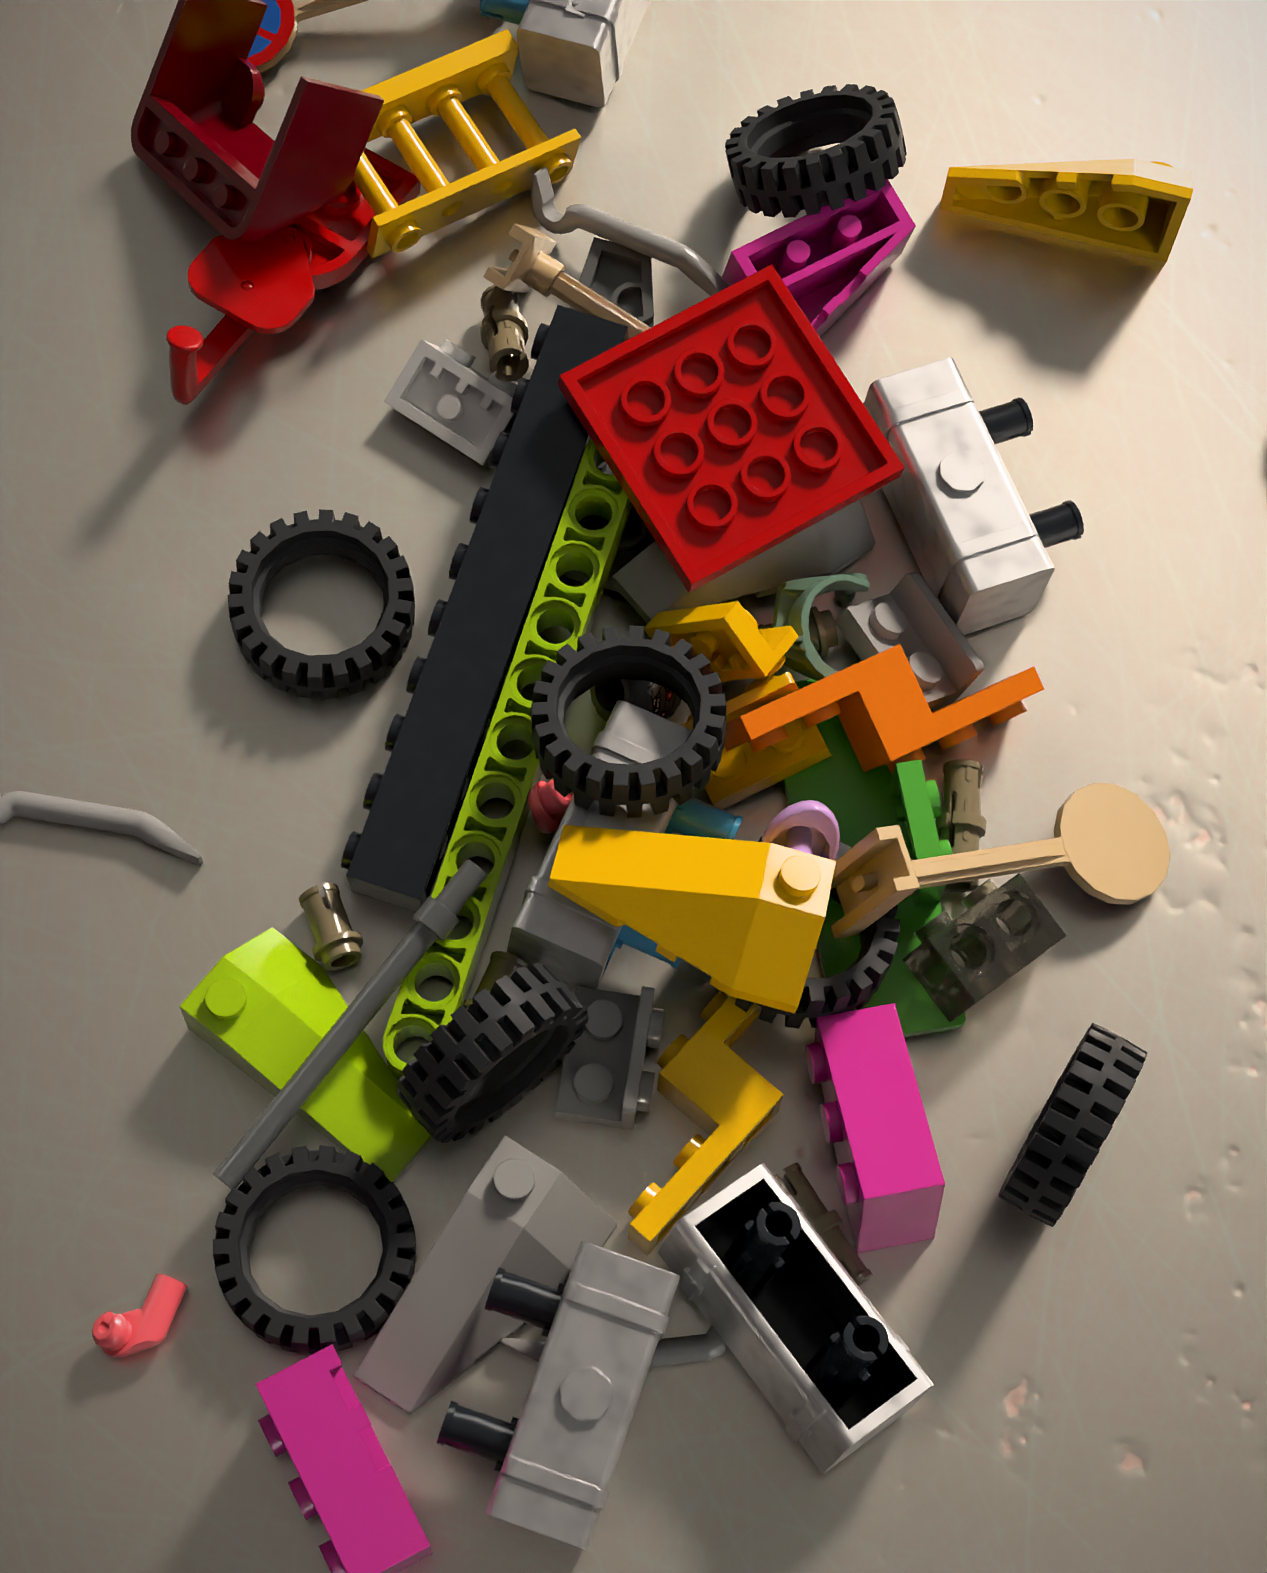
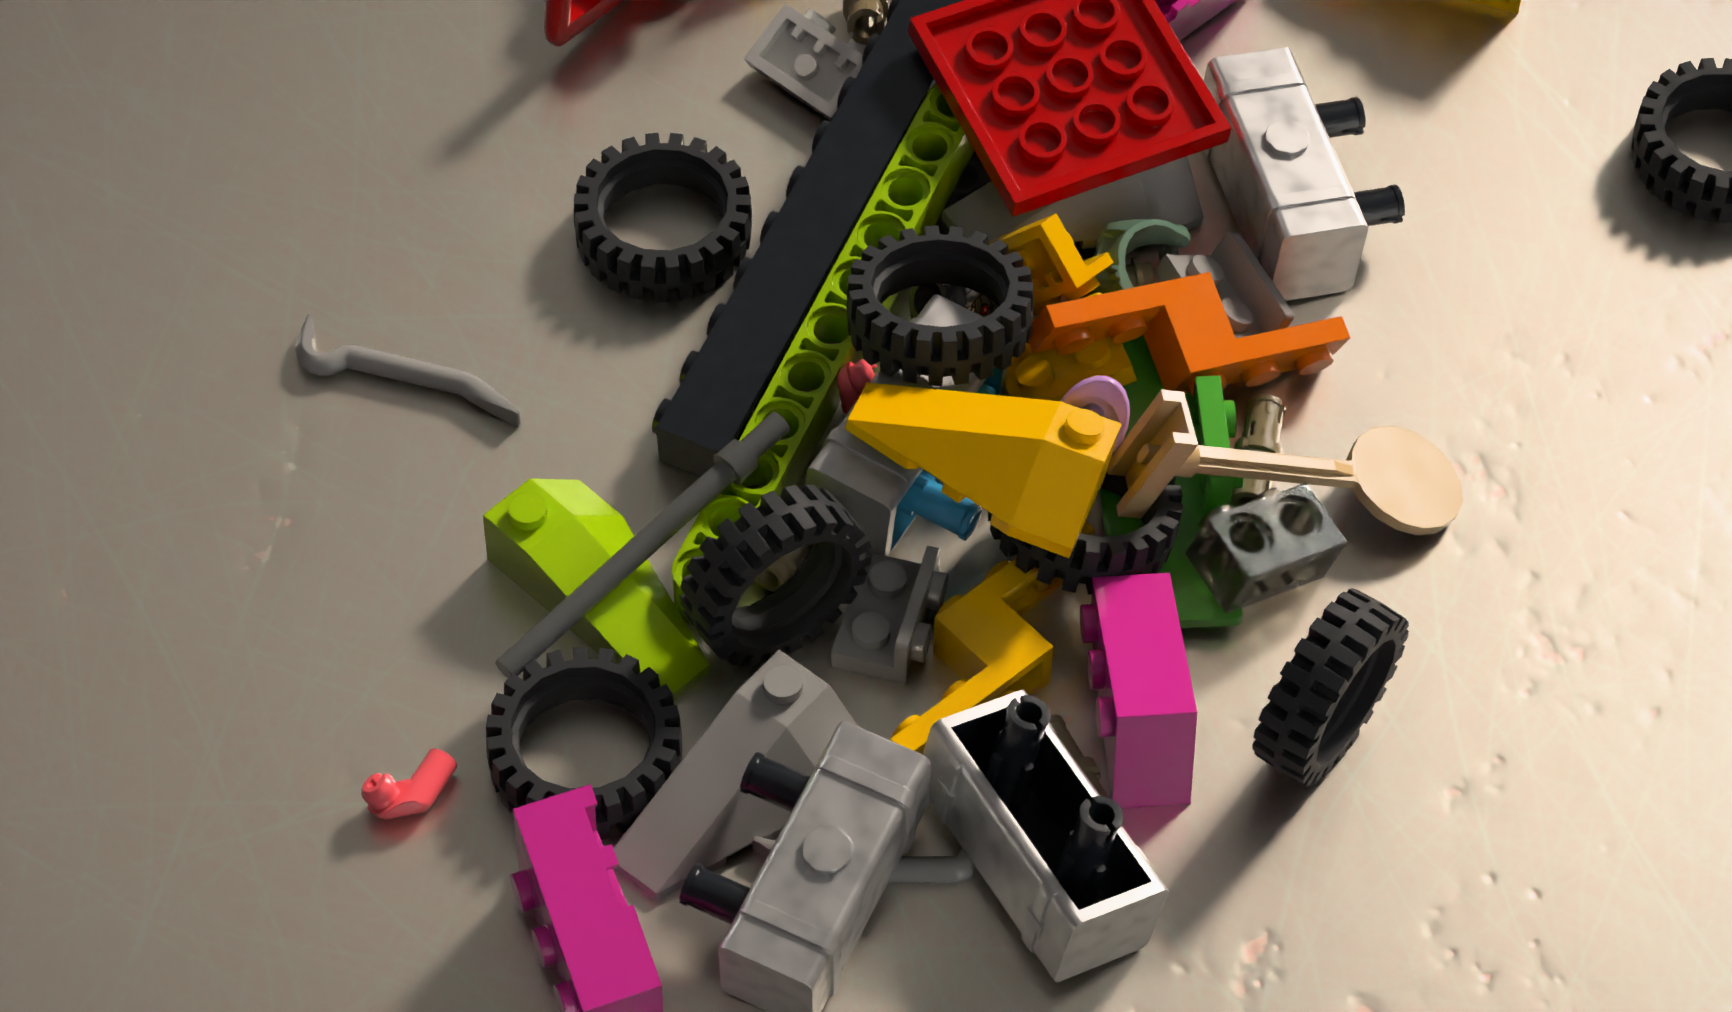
camera: 10 degrees right, 15 degrees down
(334, 938) = (638, 492): dark tan pin -> none

